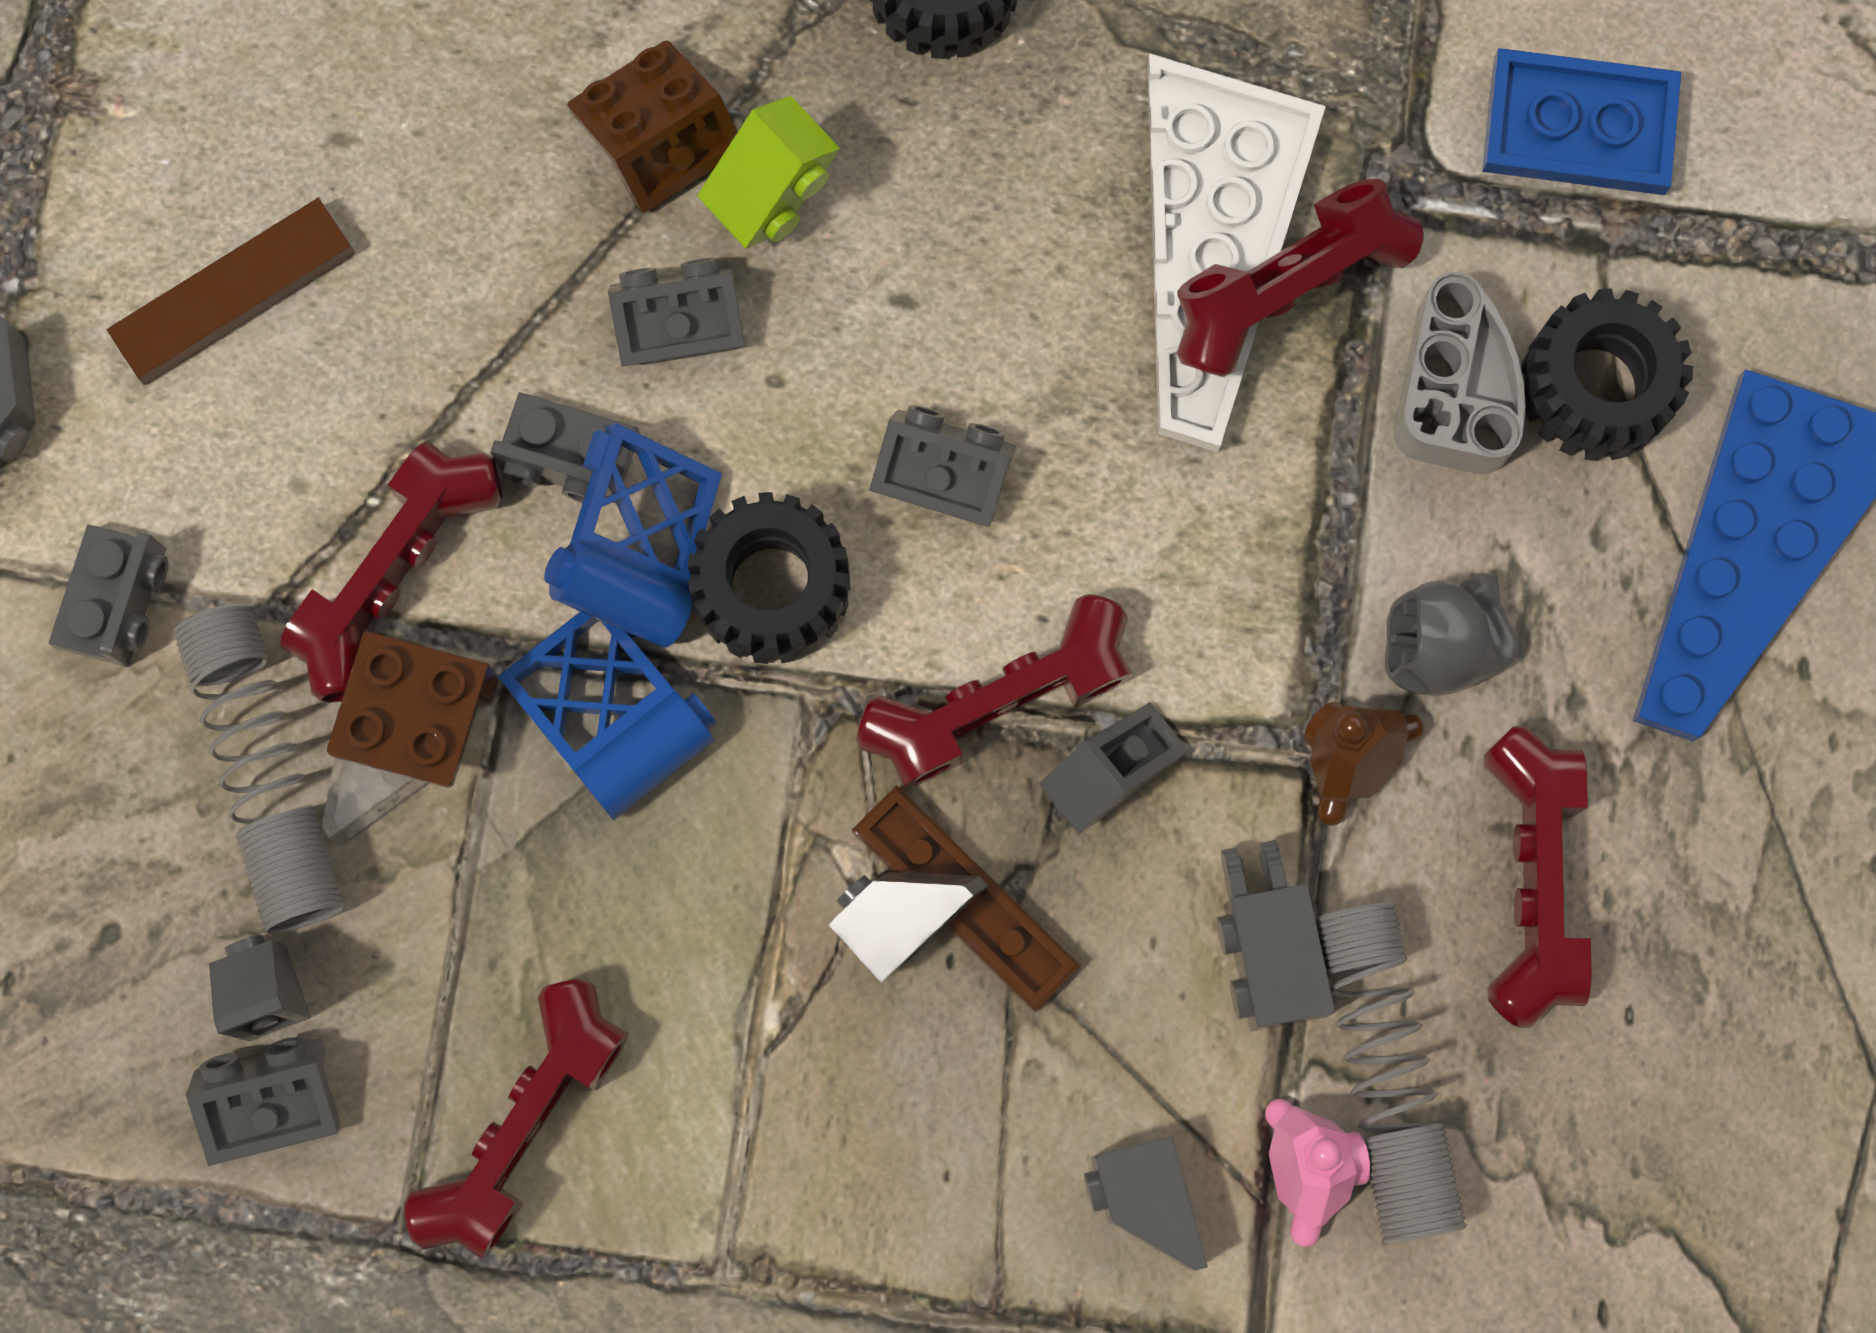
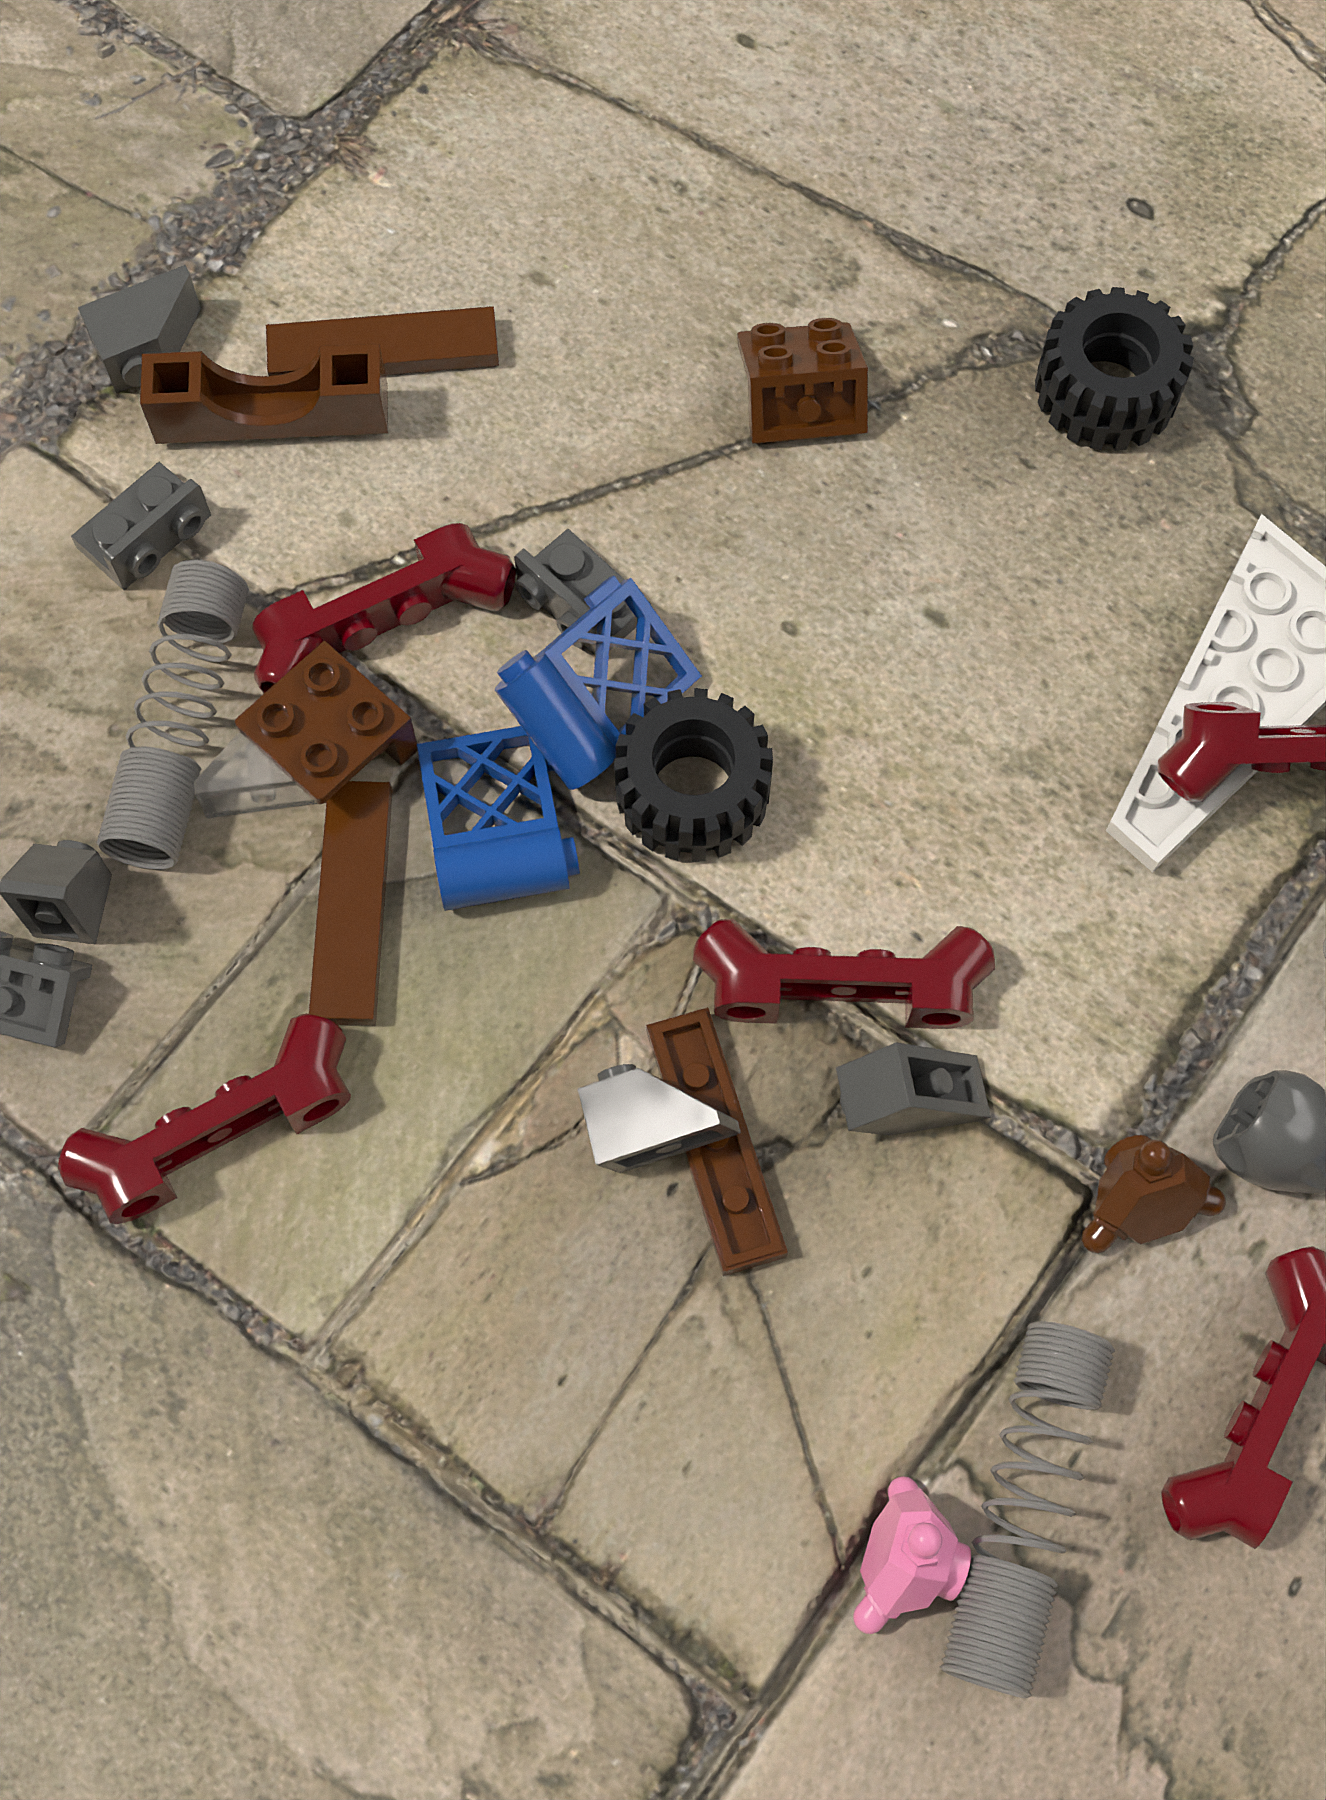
camera: 30 degrees right, 10 degrees down
(105, 439) = (200, 401): none -> reddish brown arch
(526, 859) = (351, 904): none -> reddish brown tile
(675, 312) = (734, 529): dark grey bracket -> none
(769, 172) = (875, 447): lime brick -> none
(942, 465) = (896, 761): dark grey bracket -> none
(1148, 1199) = (734, 1499): dark grey slope -> none
(1273, 946) = (977, 1332): dark grey hinge -> none

